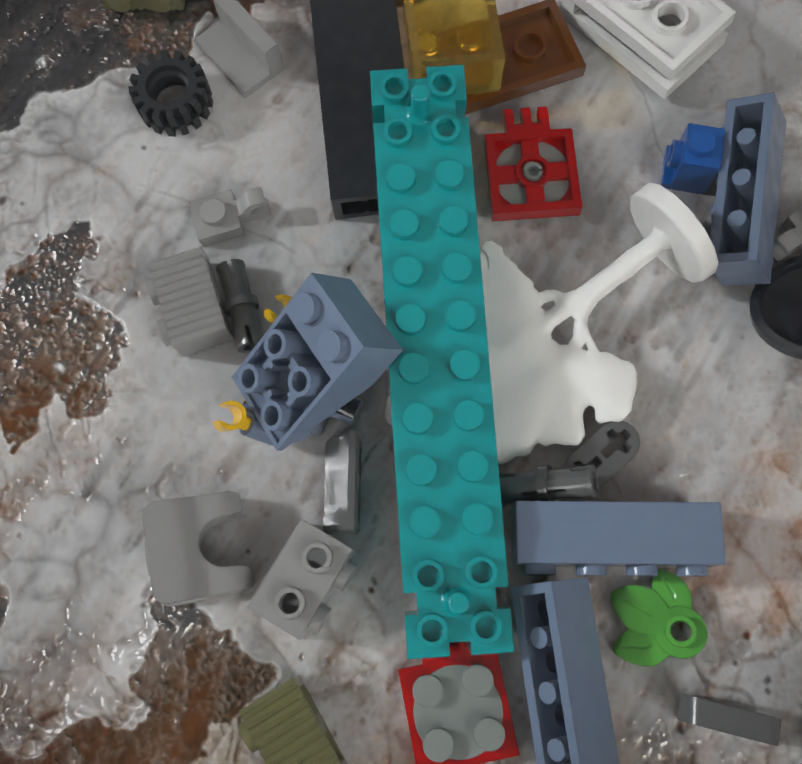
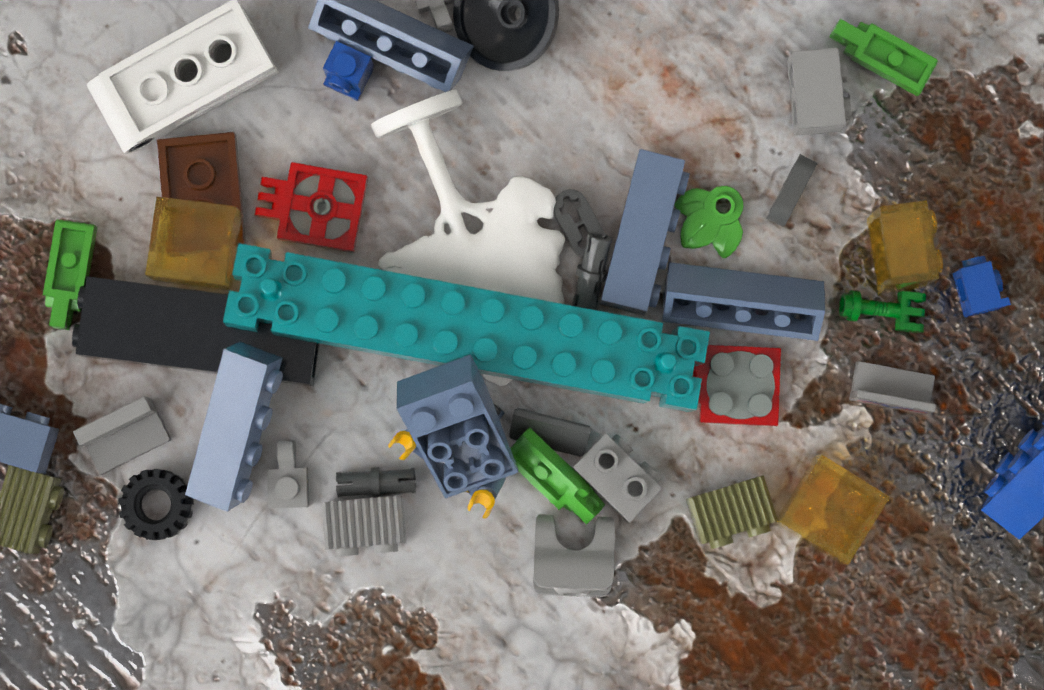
camera: 80 degrees left, 10 degrees up
(265, 130) = (234, 426): none -> brick
(288, 502) = (555, 477): none -> bright green hinge

